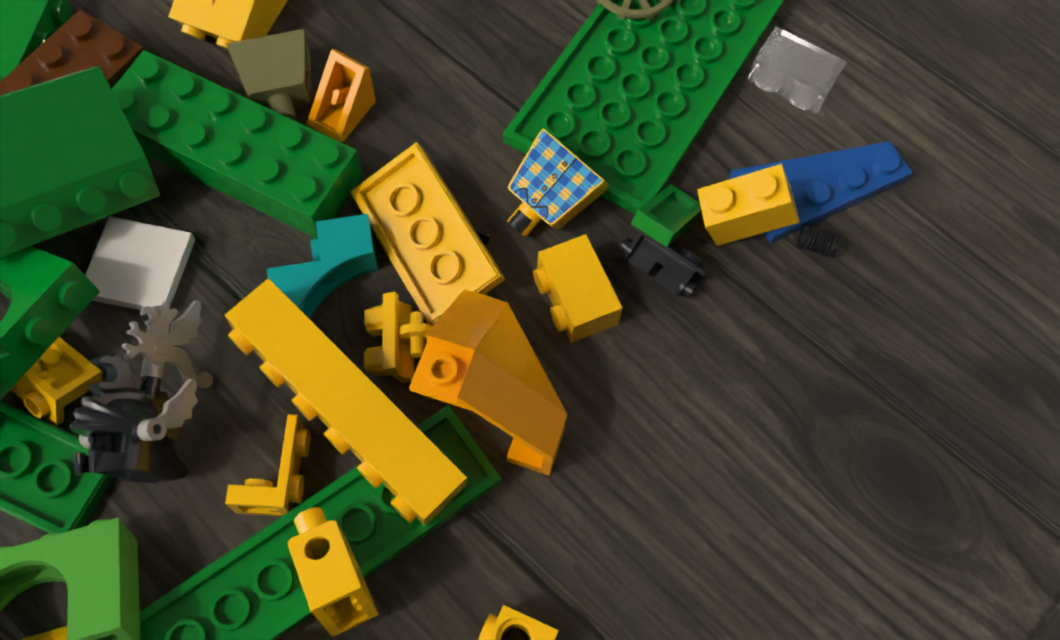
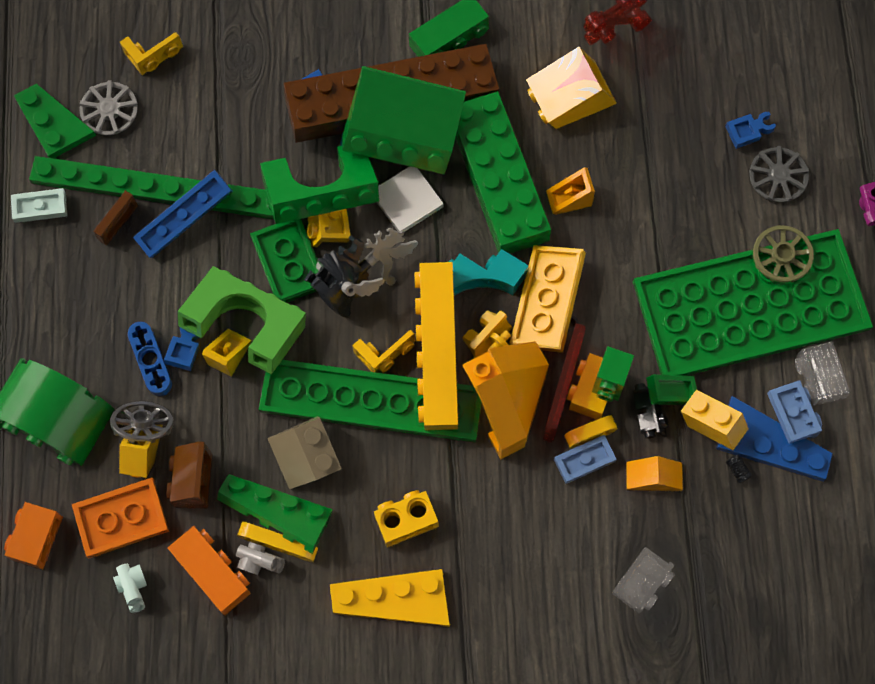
camera: 50 degrees right, 5 degrees up
(275, 71) = (552, 152): olive torso -> none
(329, 573) = (368, 413): yellow torso -> none
(545, 312) = (564, 383): none -> clear red tile
(552, 185) = (630, 326): torso -> none
(598, 243) = (612, 374): none -> green brick
(625, 344) = (590, 431): none -> yellow beam
(650, 382) = (585, 459): none -> medium blue plate
(739, 331) = (654, 474): none -> light orange slope
(816, 127) = (795, 412): none -> medium blue bracket
(858, 461) = (643, 580): none -> clear bracket

